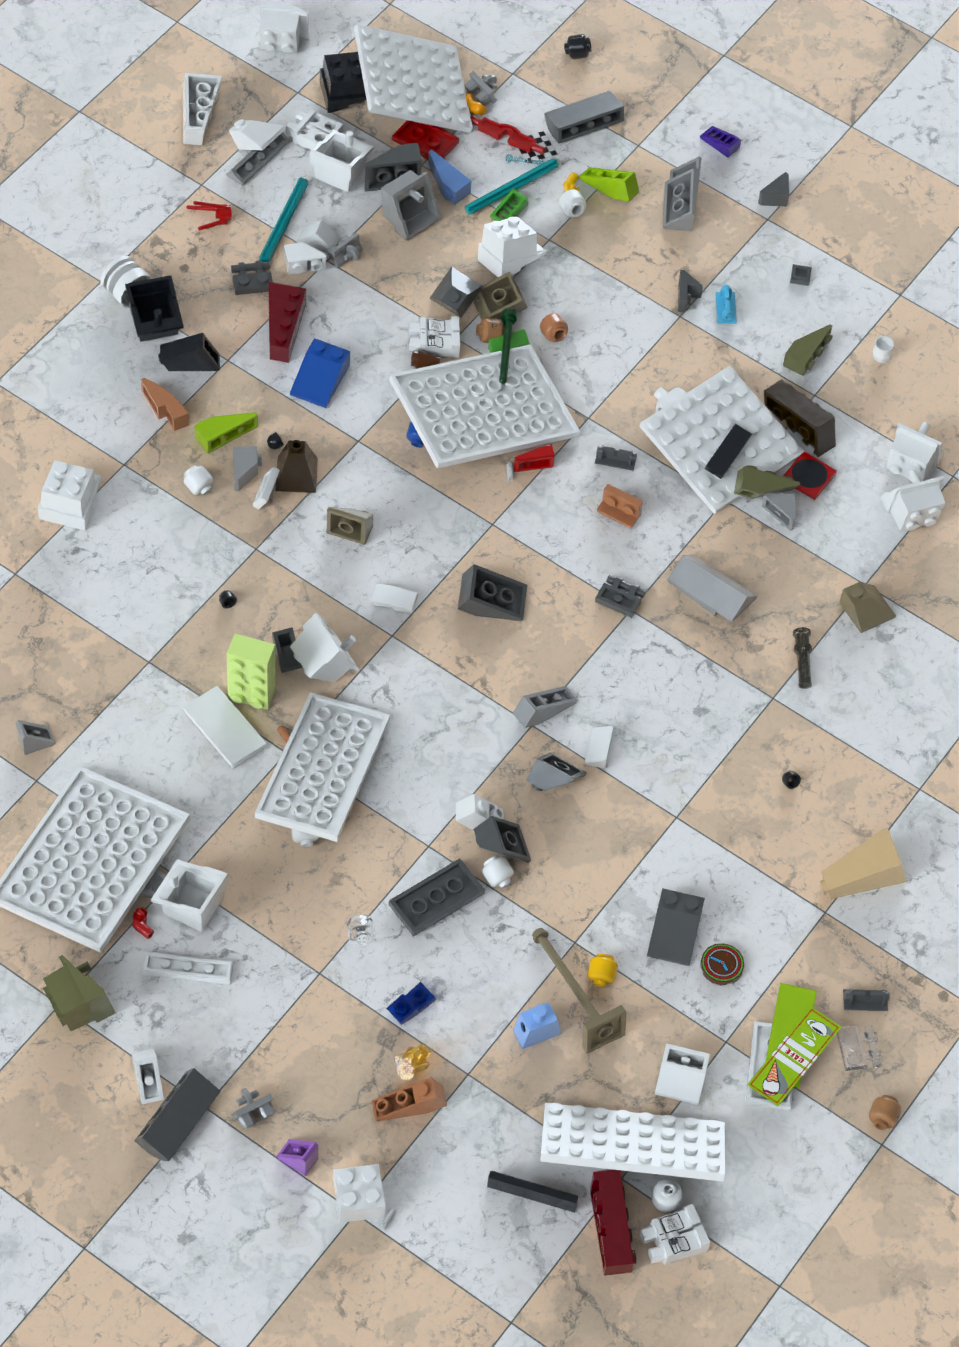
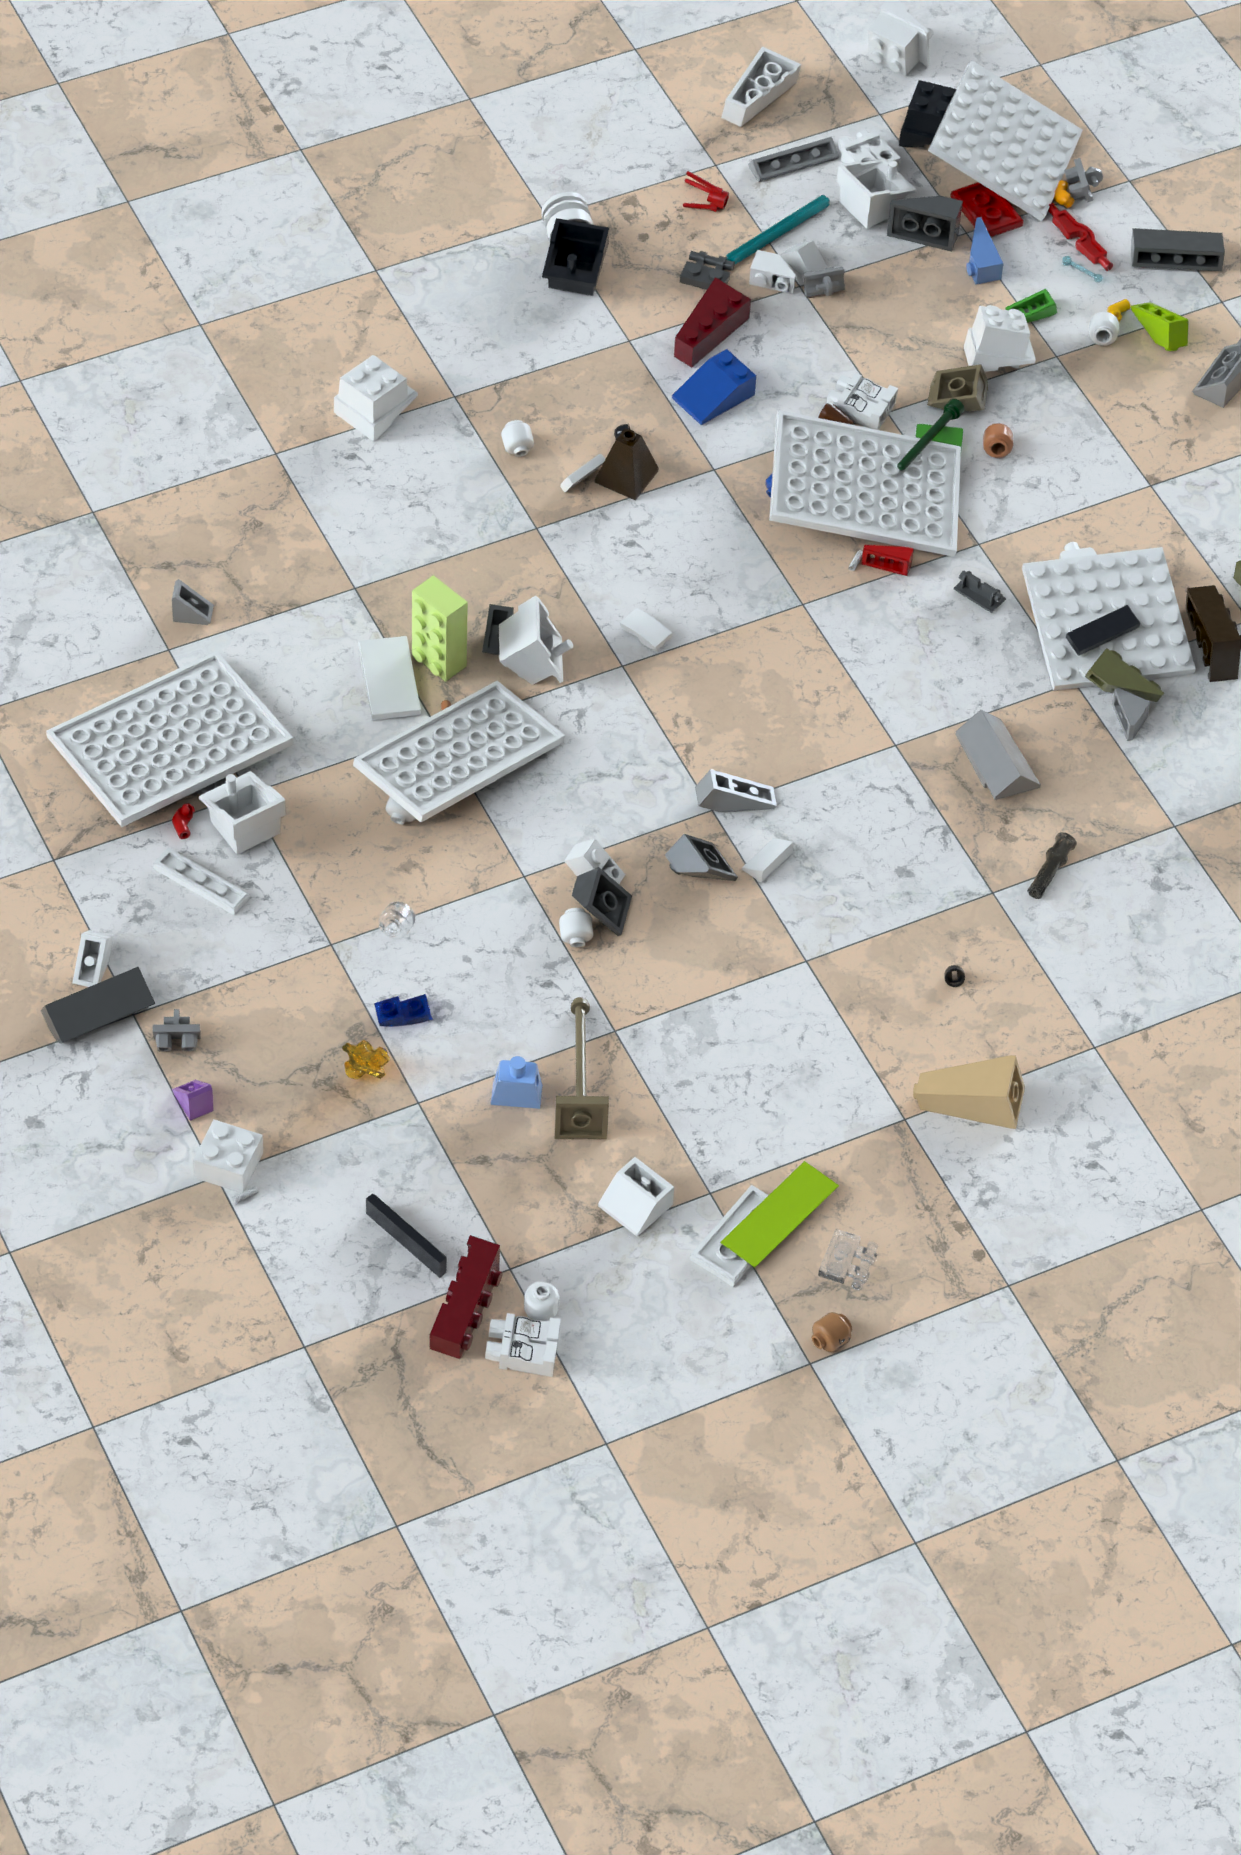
camera: 30 degrees right, 5 degrees down
(76, 997) = (66, 854): olive piece -> none
(165, 404) = (532, 355): nougat slope -> none
(190, 354) = (589, 317): black slope -> none
(223, 429) = (572, 400): lime slope -> none
(227, 599) = (472, 561): black hinge -> none
(245, 465) = (575, 444): light grey slope -> none
(254, 134) = (799, 133): white slope -> none
(349, 524) = (646, 539): dark tan slope -> none
(410, 204) = (920, 261): light grey piece -> none
(410, 1101) = (343, 1098): nougat slope -> none
(436, 897) = (496, 924): dark grey plate -> none
(456, 292) = (915, 366): dark grey slope -> none
(489, 329) = (925, 413): medium nougat head -> none
(491, 595) = (752, 668): dark grey slope -> none
(516, 183) = (1052, 287): teal axle -> none
(542, 140) = (1115, 256): sticker -> none
(578, 46) = (1218, 178): black head -> none
(602, 970) = (622, 1065): yellow head -> none
(618, 599) = (886, 729): dark grey plate -> none
(620, 506) = (949, 639): nougat bracket -> none
(633, 1141) = (538, 1232): white plate -> none
(675, 927) = (729, 1059): dark grey slope -> none
(687, 289) = (1172, 459): dark grey slope -> none
(722, 964) = (756, 1117): tile -> none
(726, 305) = (1208, 493): medium azure hinge -> none
(794, 1056) = (770, 1234): sticker -> none
(811, 474) = (1186, 694): tile -> none
(865, 606) = (1158, 844): dark tan slope -> none
(866, 1000) = (887, 1218): dark grey hinge -> none

